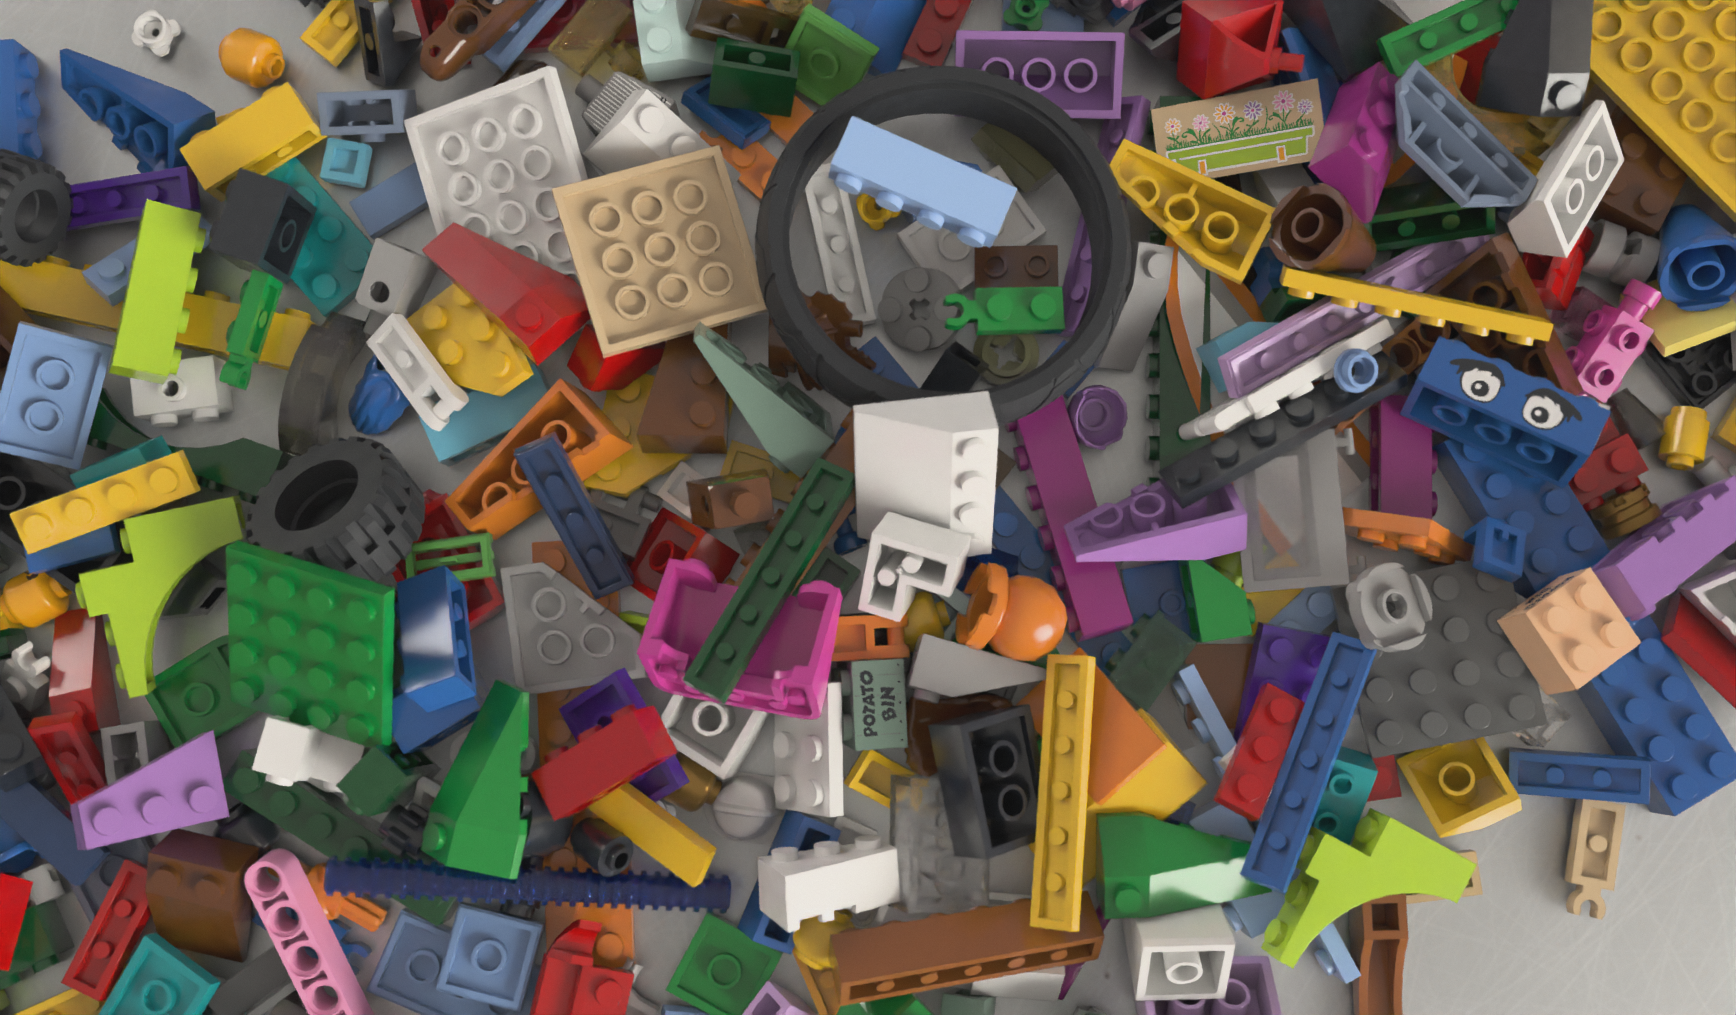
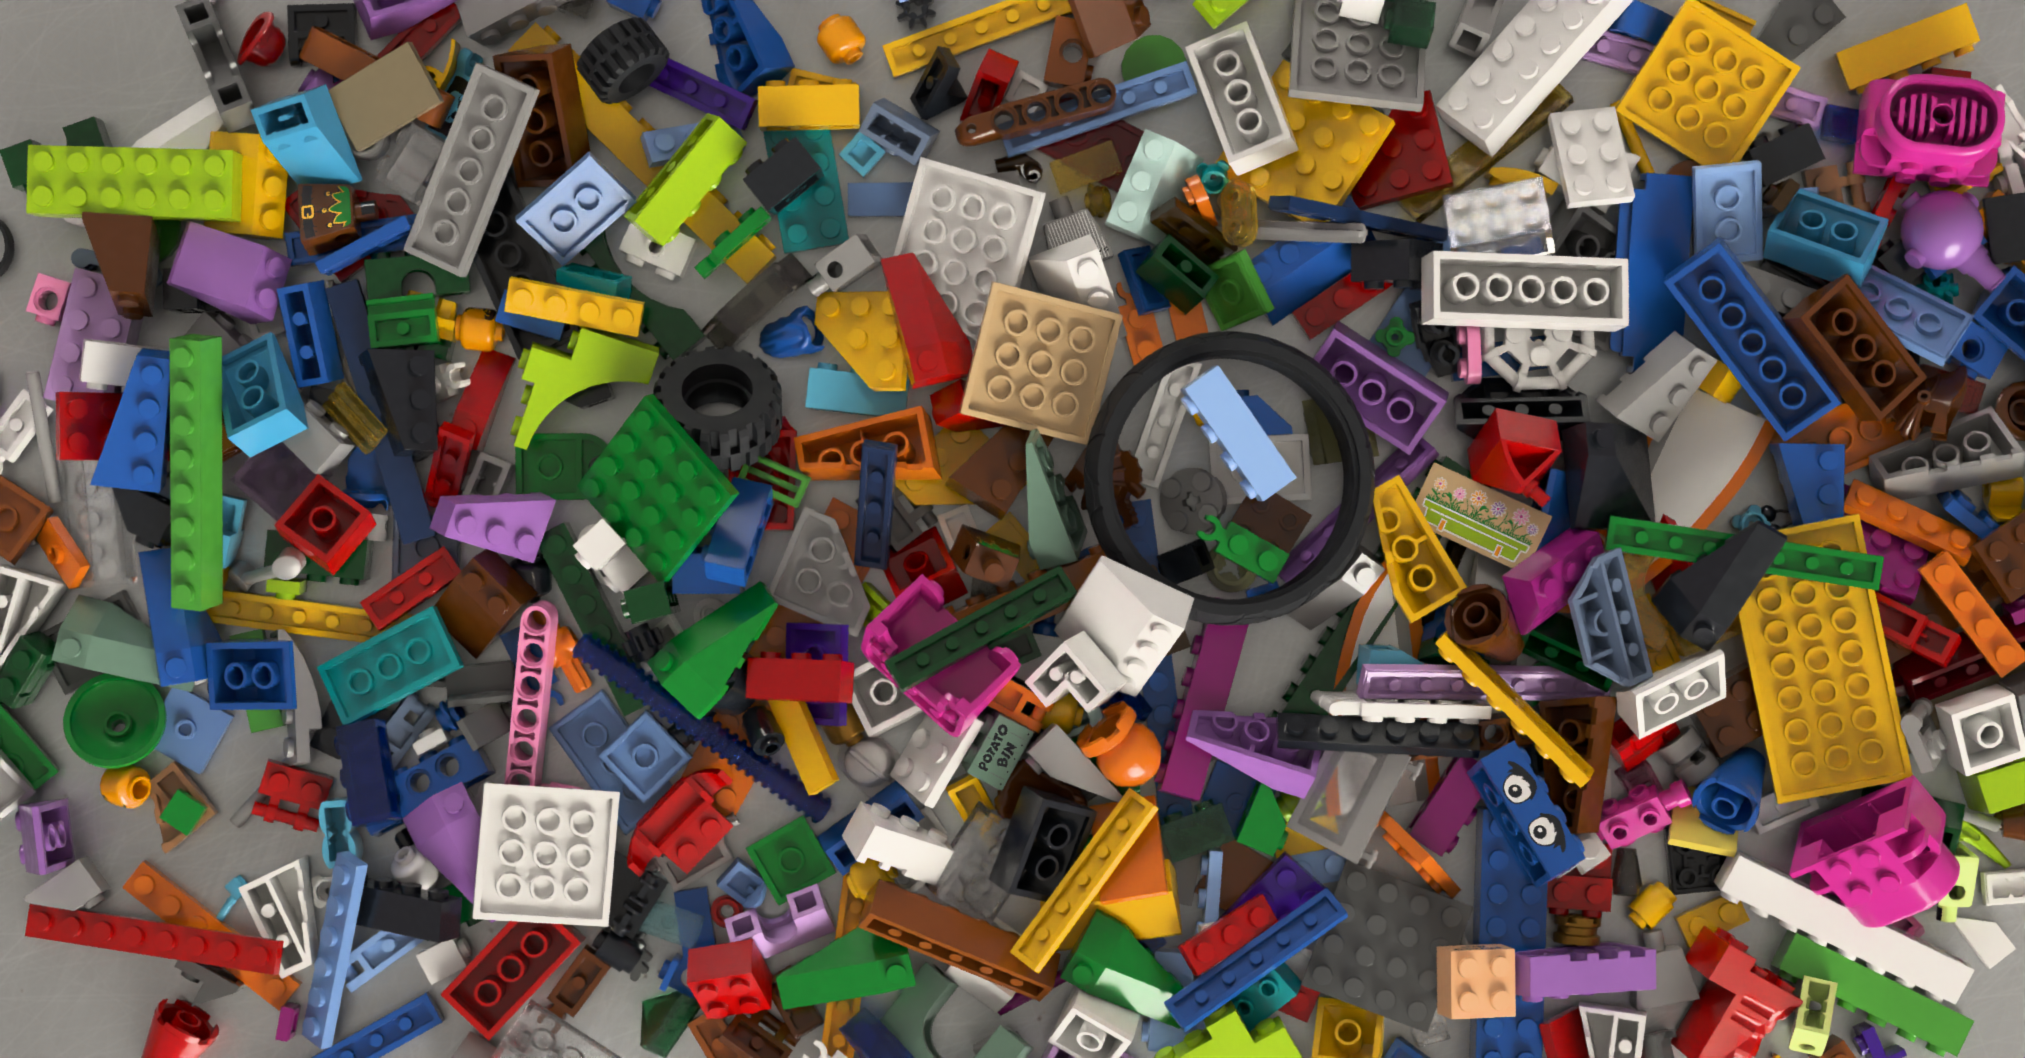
camera: 30 degrees right, 5 degrees up
(416, 371) = (827, 338): white plate -> none
(1097, 416) = (1265, 648): medium lavender hair -> none
(1365, 370) = (1449, 735): medium blue plate -> none
(1369, 612) = (1354, 891): light grey plate -> none
(1497, 548) = (1467, 900): blue bracket -> none

